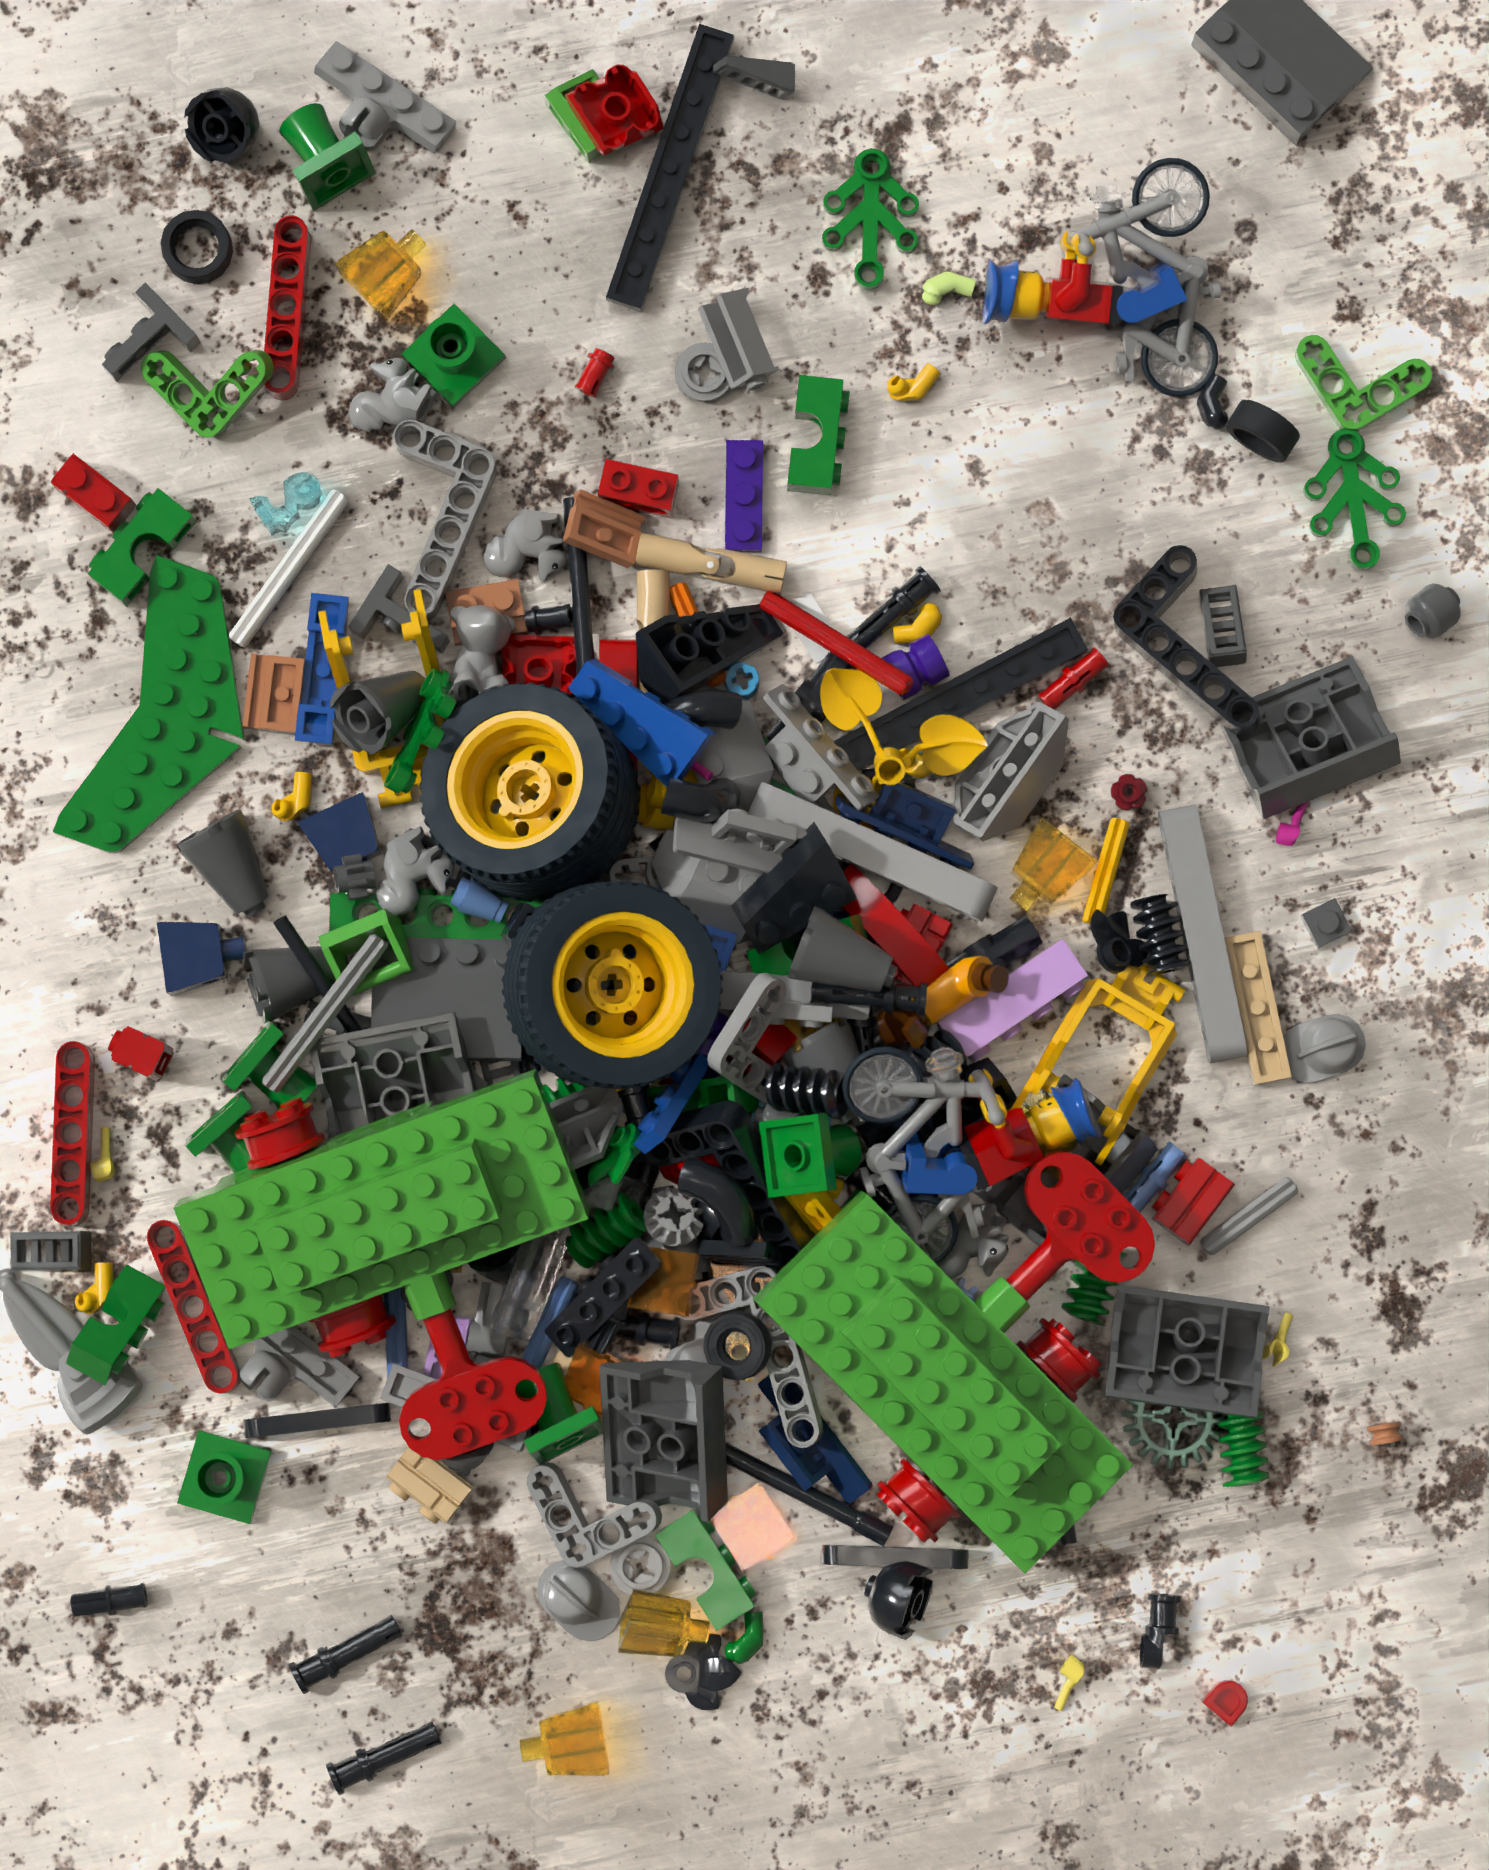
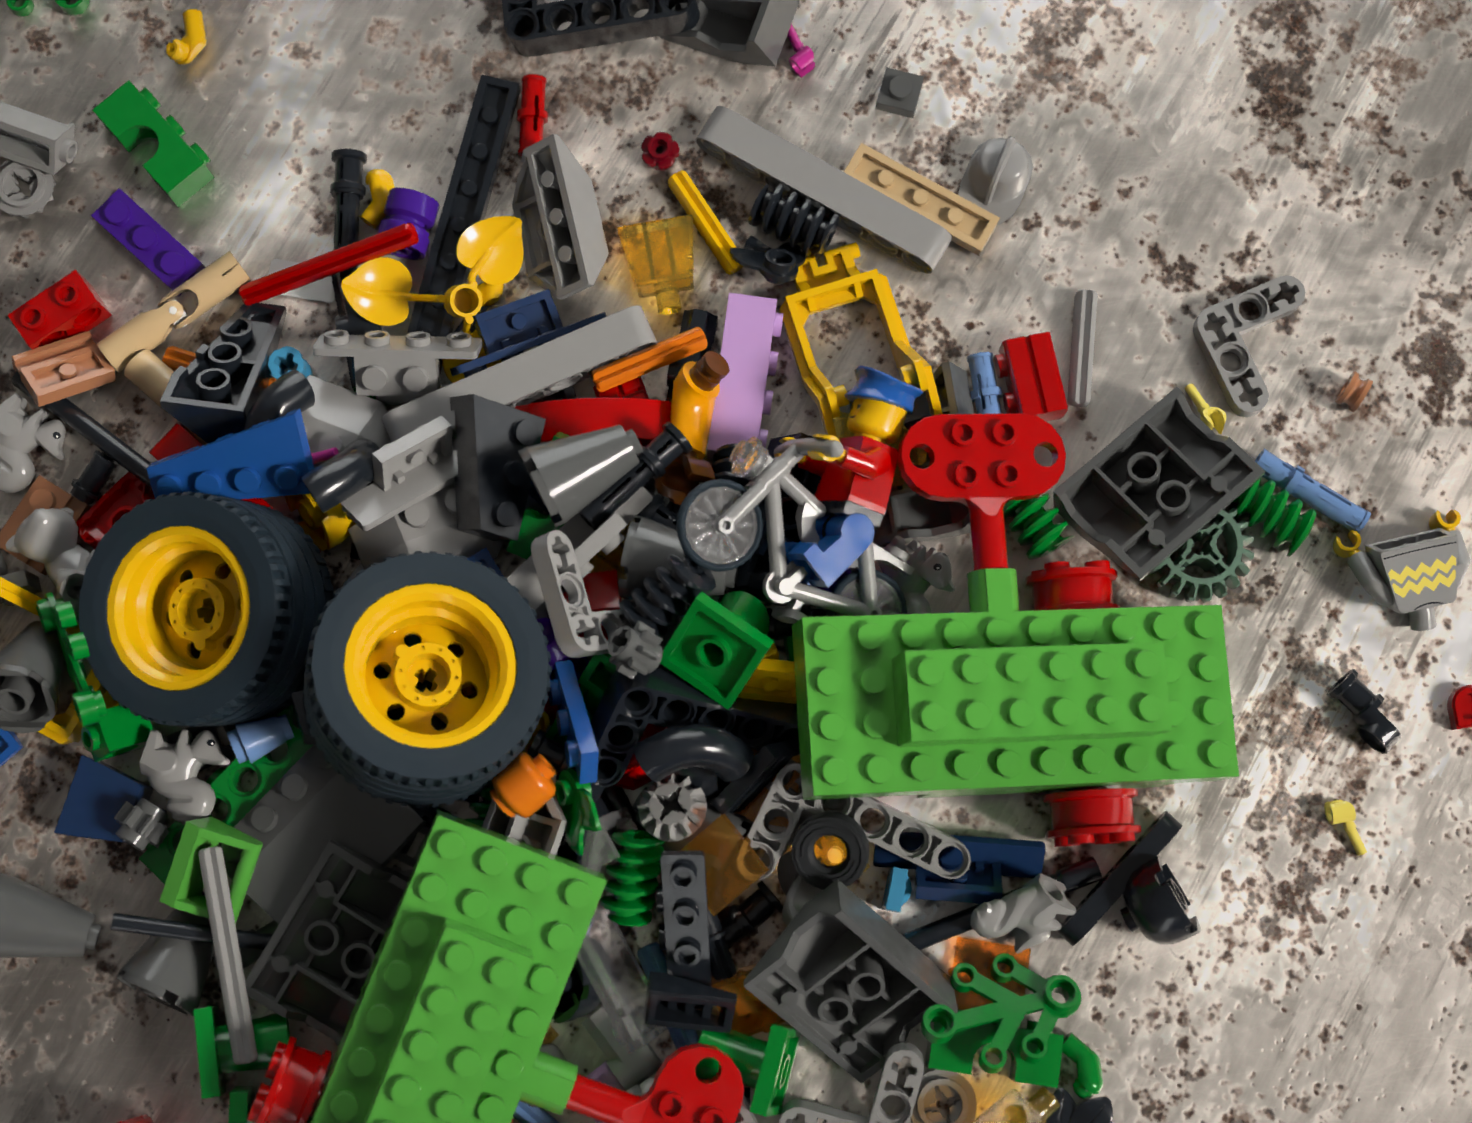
camera: 50 degrees left, 5 degrees down
(195, 954) = (83, 1023): dark blue torso -> none
(297, 801) = (43, 818): yellow arm -> none
(399, 807) = (115, 734): none -> green brick
(552, 1319) = (667, 990): none -> black slope
(600, 1109) = (524, 785): none -> orange head
(739, 1552) = (1006, 1007): none -> green plant
(751, 1103) = (635, 650): none -> dark grey gear
(754, 1414) = (897, 889): none -> dark azure tile
(816, 1511) = (1024, 913): none -> light grey animal
(966, 926) = (649, 359): none -> orange axle
(1285, 1468) = (1312, 492): none -> medium blue pin
(1287, 1579) = (1412, 570): none -> light grey torso
(1362, 1310) = (1233, 327): none -> light grey beam

